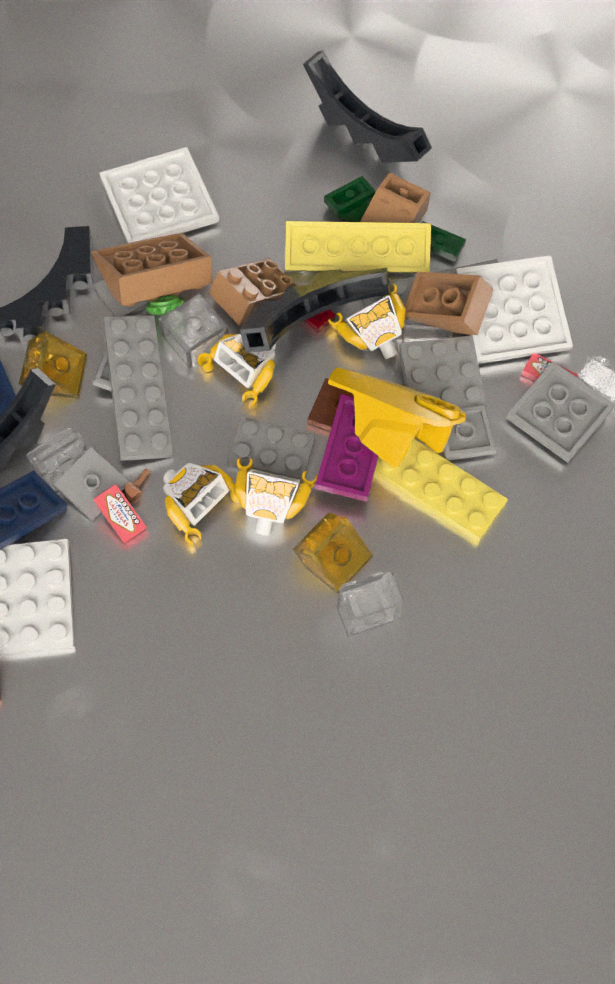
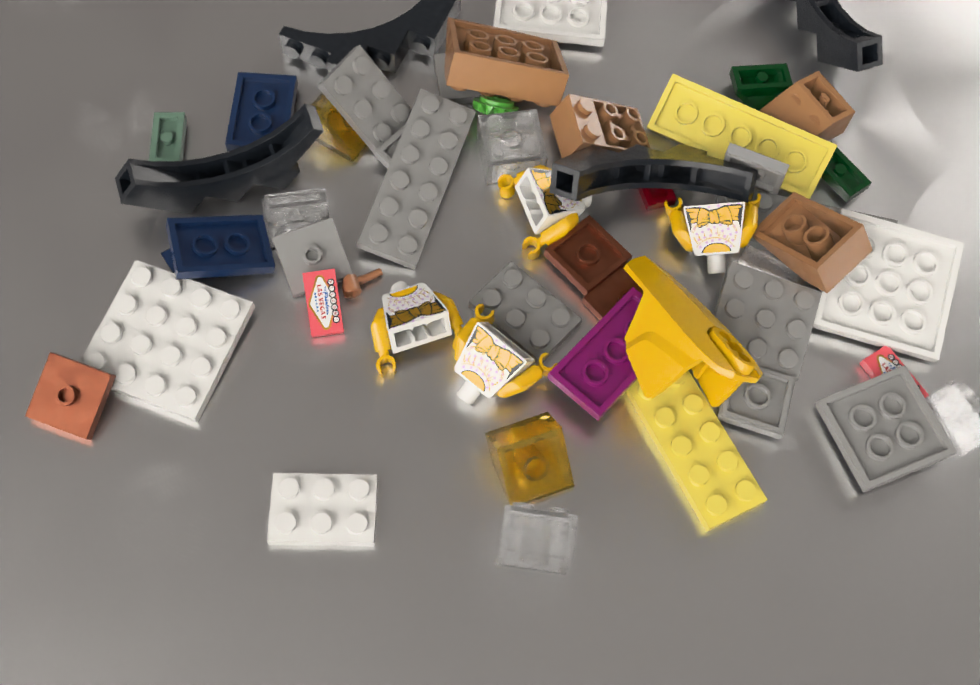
camera: 25 degrees right, 0 degrees up
(66, 344) = (365, 98): none -> light grey plate
(205, 661) = (323, 509): none -> white plate
(294, 386) = (587, 255): none -> copper plate
(395, 264) = (770, 171): none -> light grey plate

